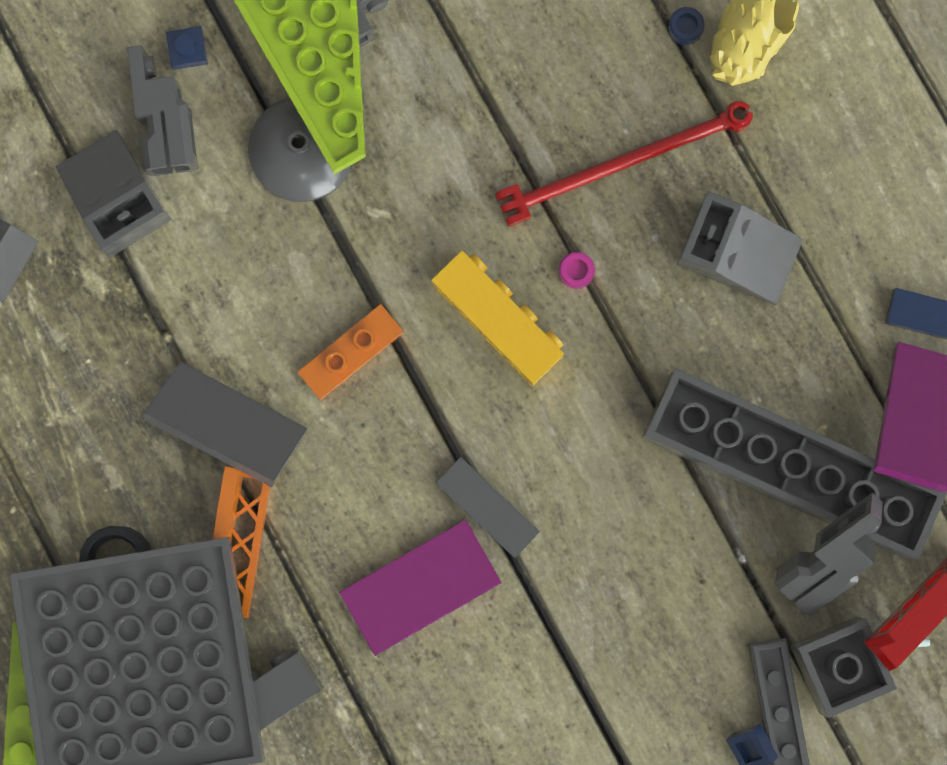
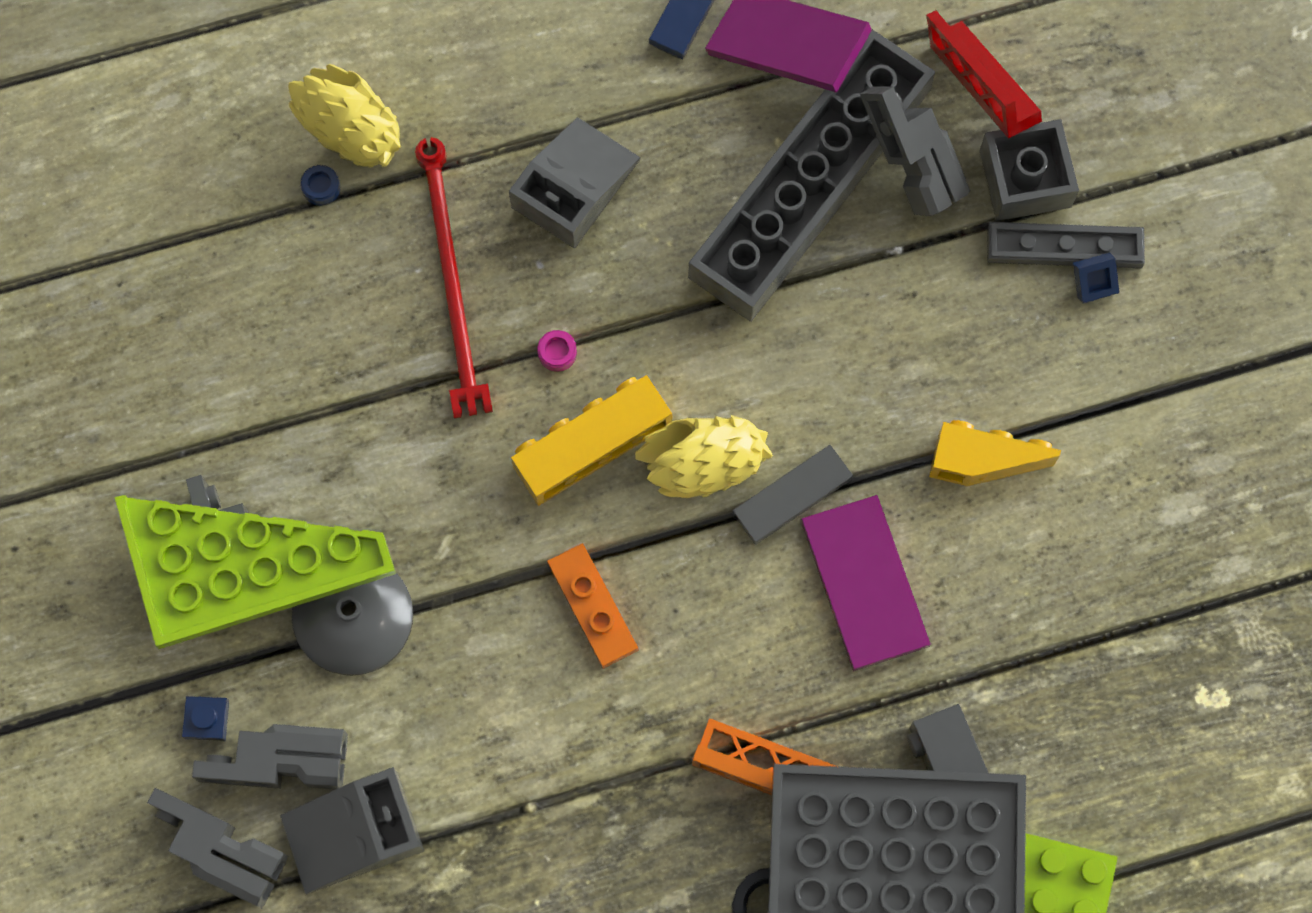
camera: 80 degrees left, 10 degrees down
(71, 82) = (205, 837): none -> dark grey plate
(225, 424) = (644, 753): dark grey tile -> none
(499, 419) = (703, 455): none -> light yellow head
(554, 663) = (976, 456): none -> yellow slope

